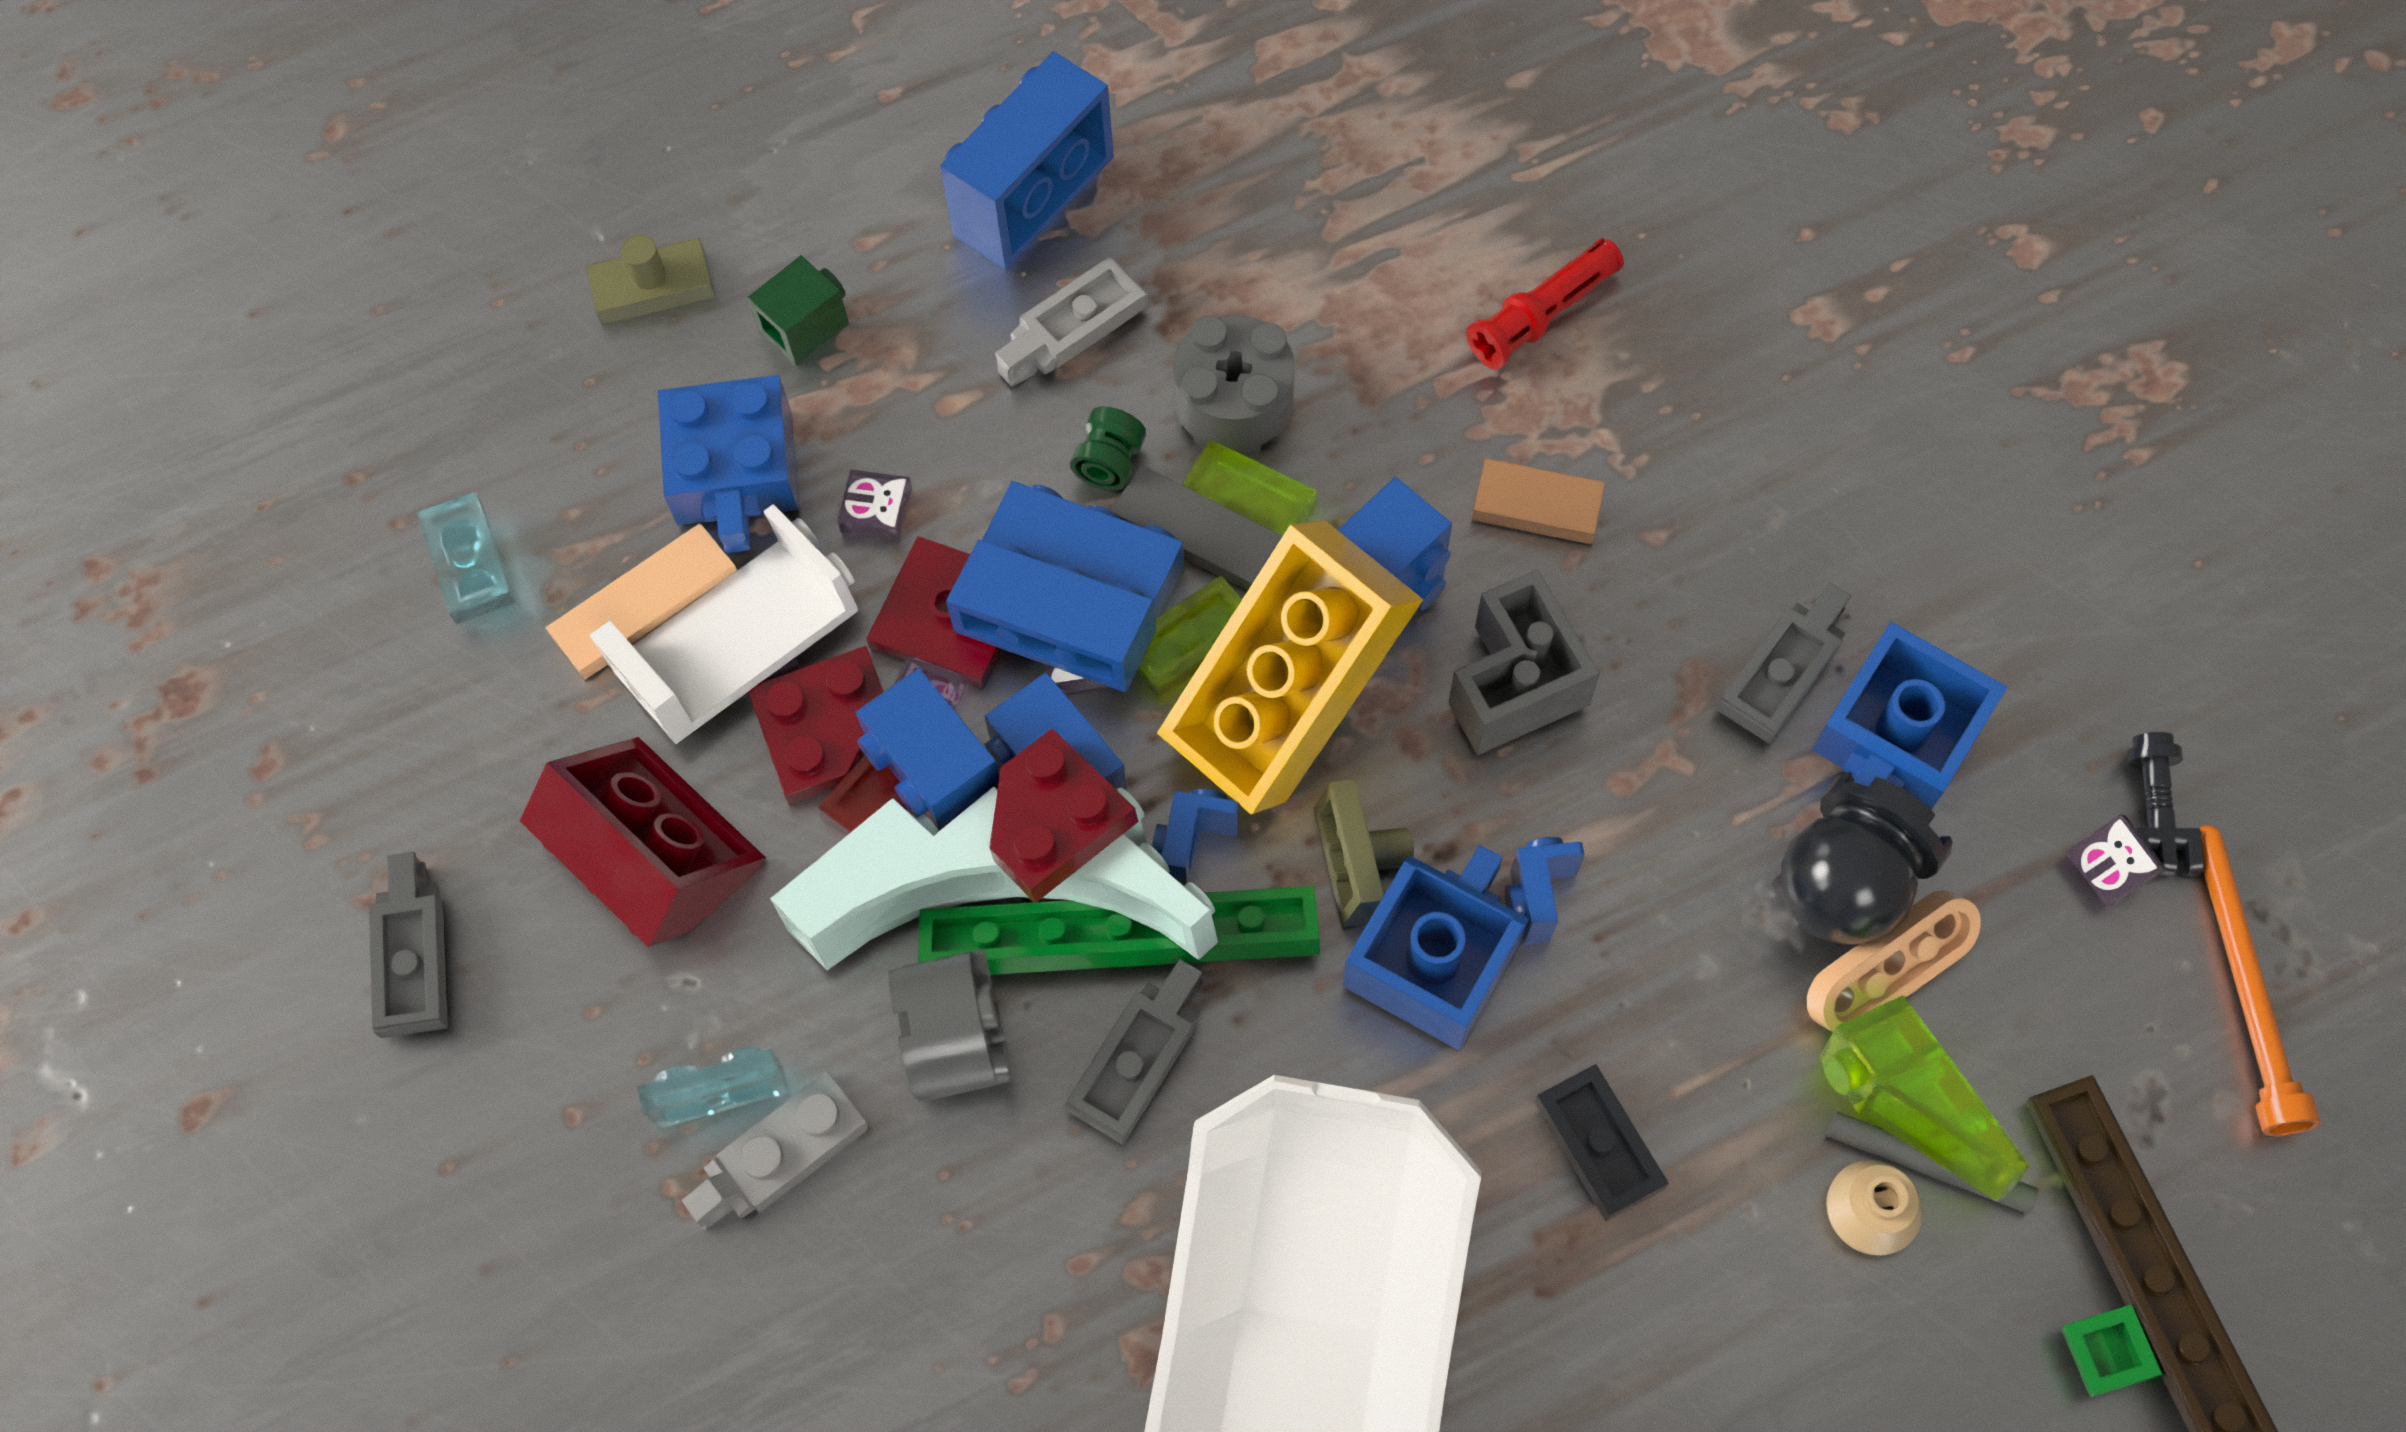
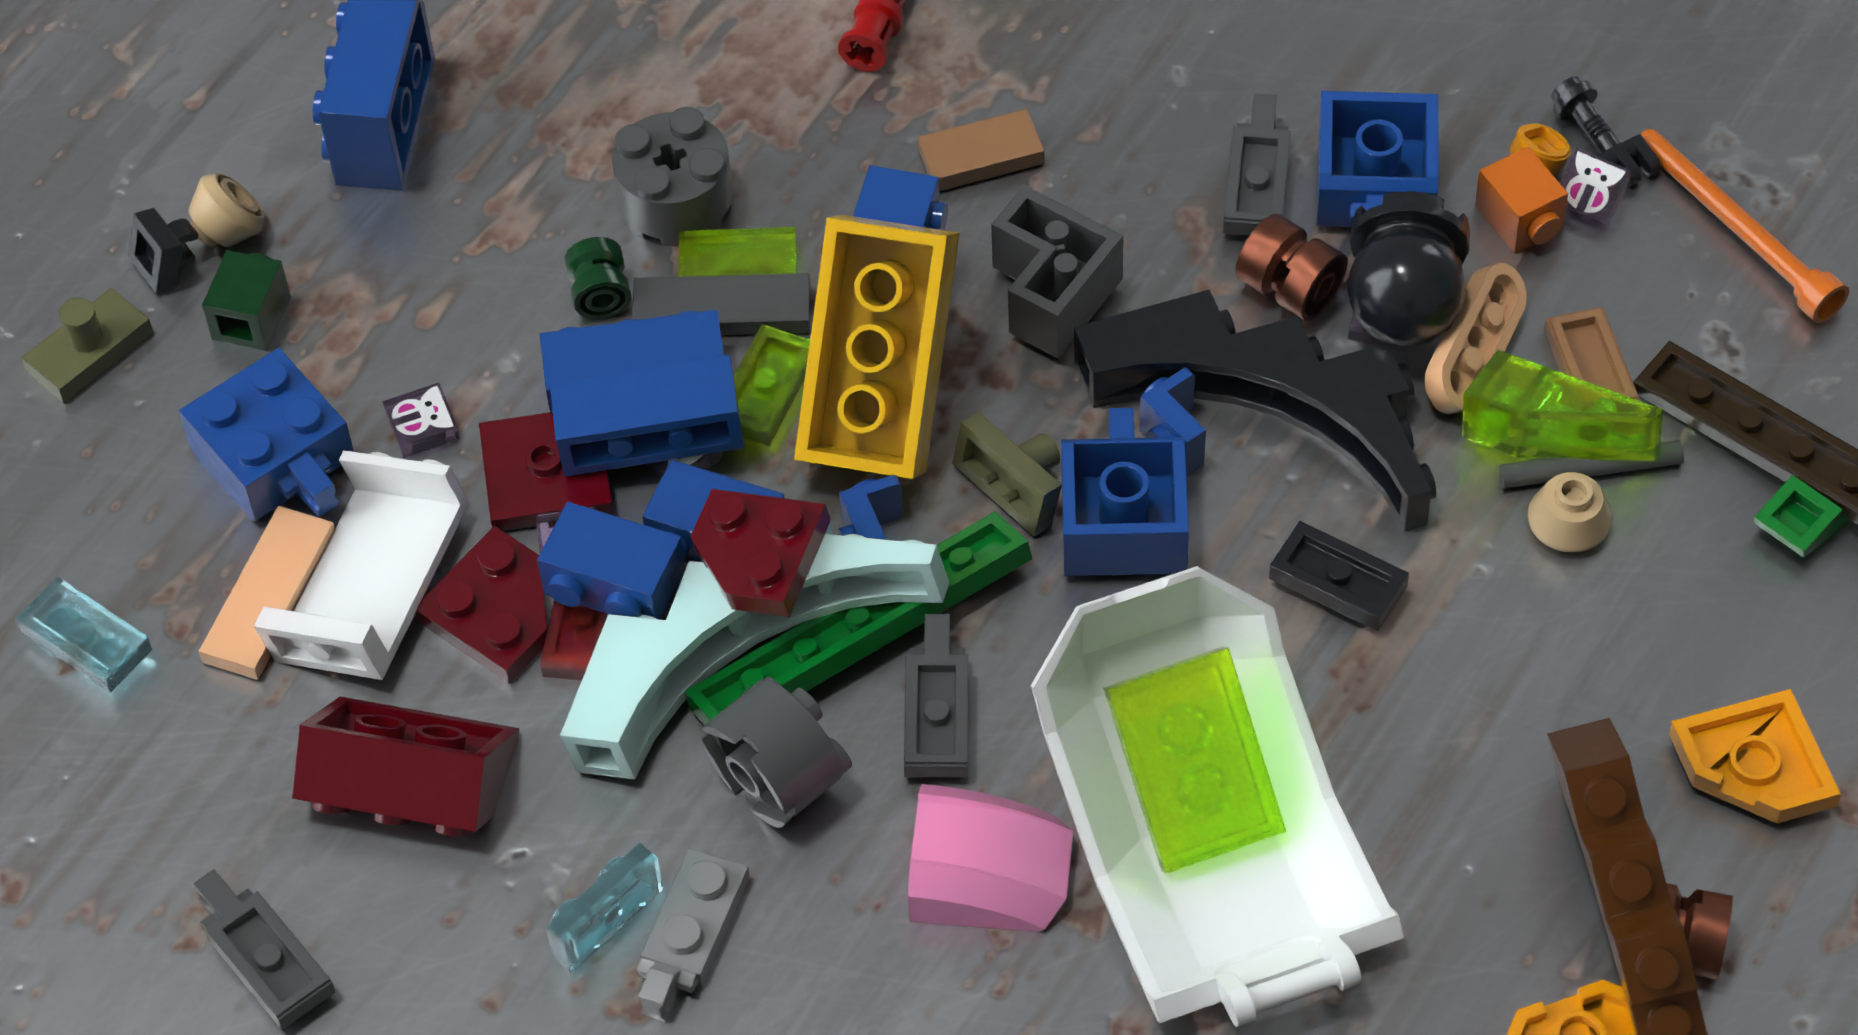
camera: 30 degrees left, 10 degrees down
(763, 223) = (160, 248): none -> black tile
(834, 214) = (224, 211): none -> tan cone
(1071, 321) = (495, 198): light grey hinge -> none
(1081, 1246) = (986, 861): none -> bright pink slope
(1320, 1278) = (1194, 759): none -> clear neon green tile
(1674, 887) = (1346, 401): none -> black arch
(1752, 781) = (1284, 262): none -> copper wheel
(2001, 1047) = (1588, 350): none -> medium nougat tile
(2032, 837) = (1521, 200): none -> orange brick
(2085, 790) = (1545, 143): none -> light orange tile

